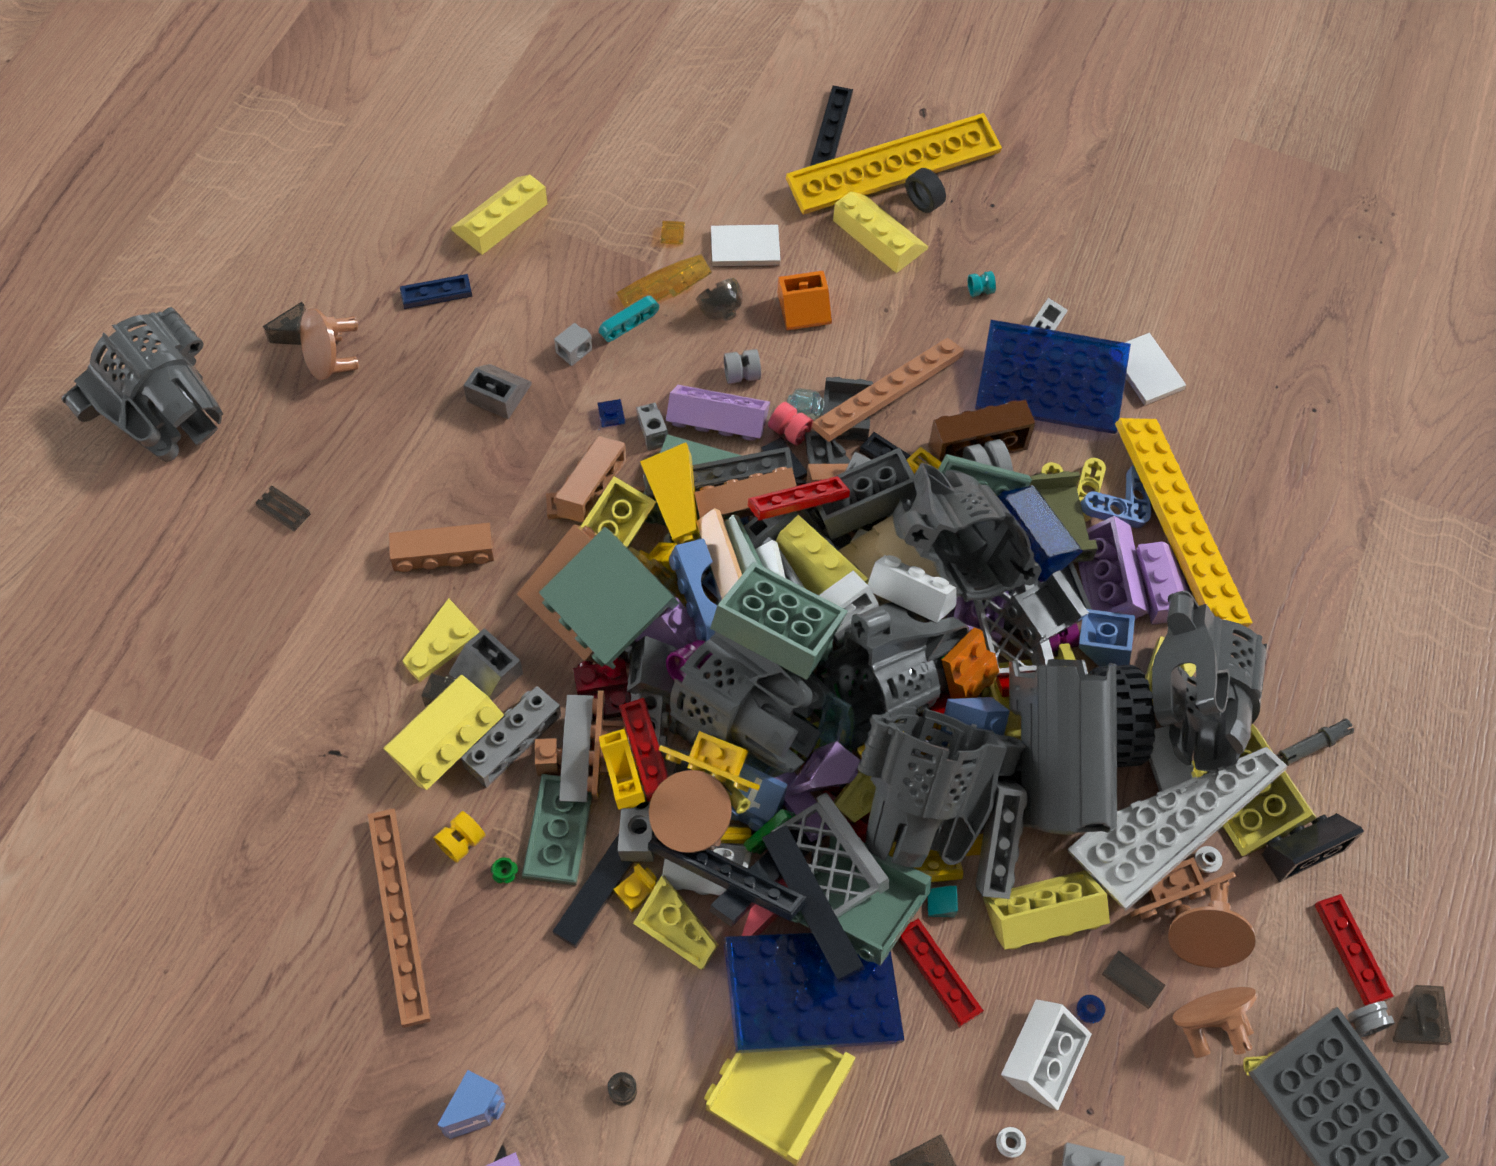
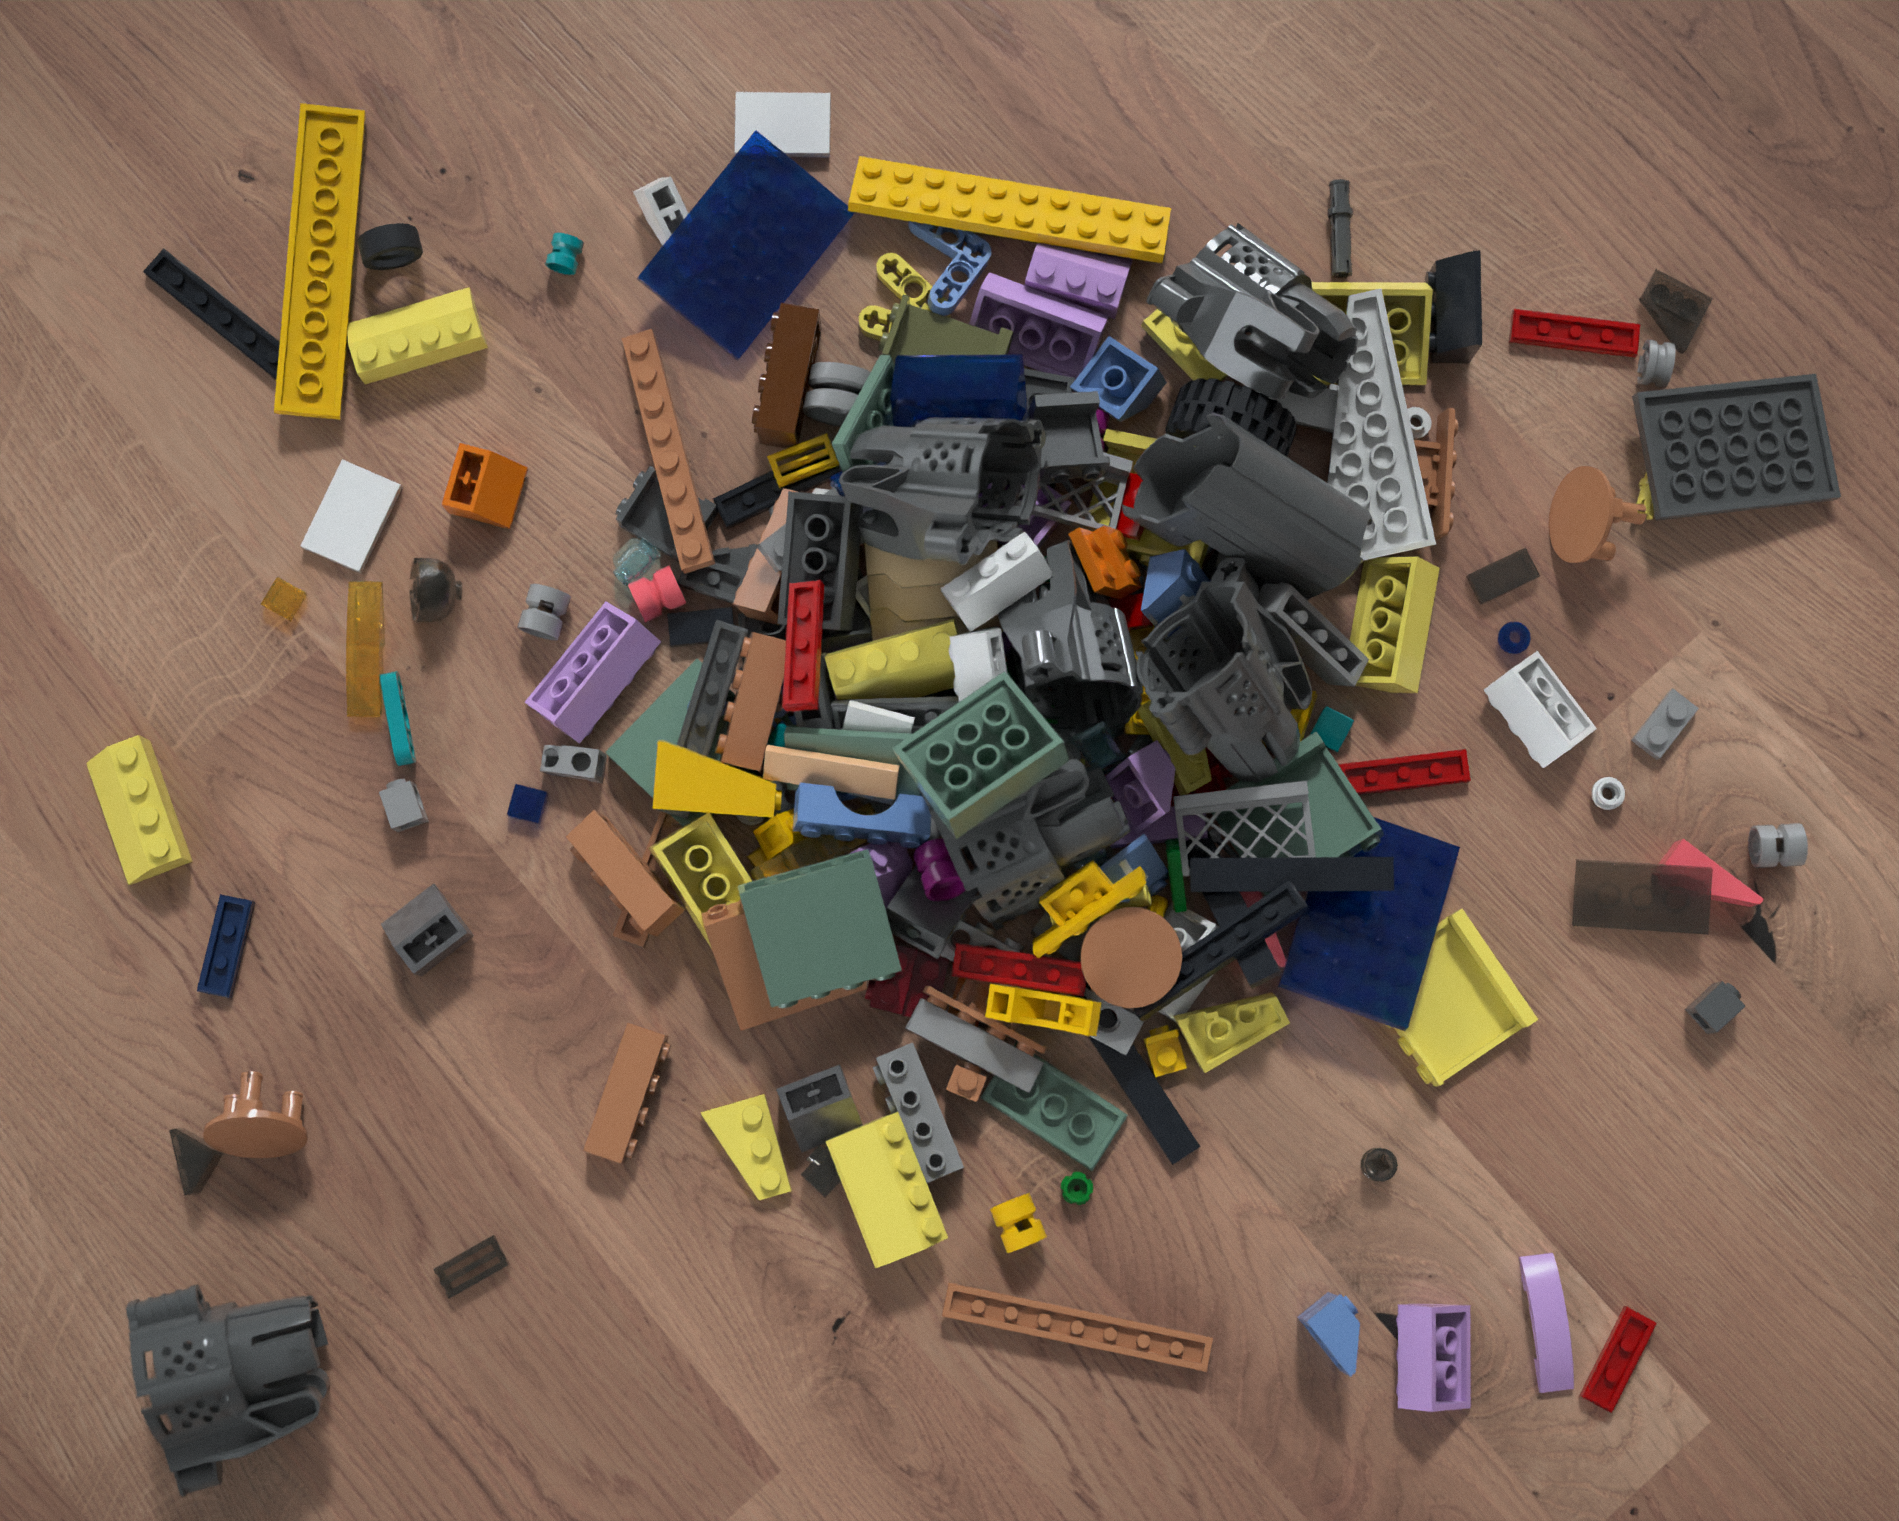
camera: 65 degrees left, 20 degrees up
(1211, 934) = (1507, 473): nougat piece -> none

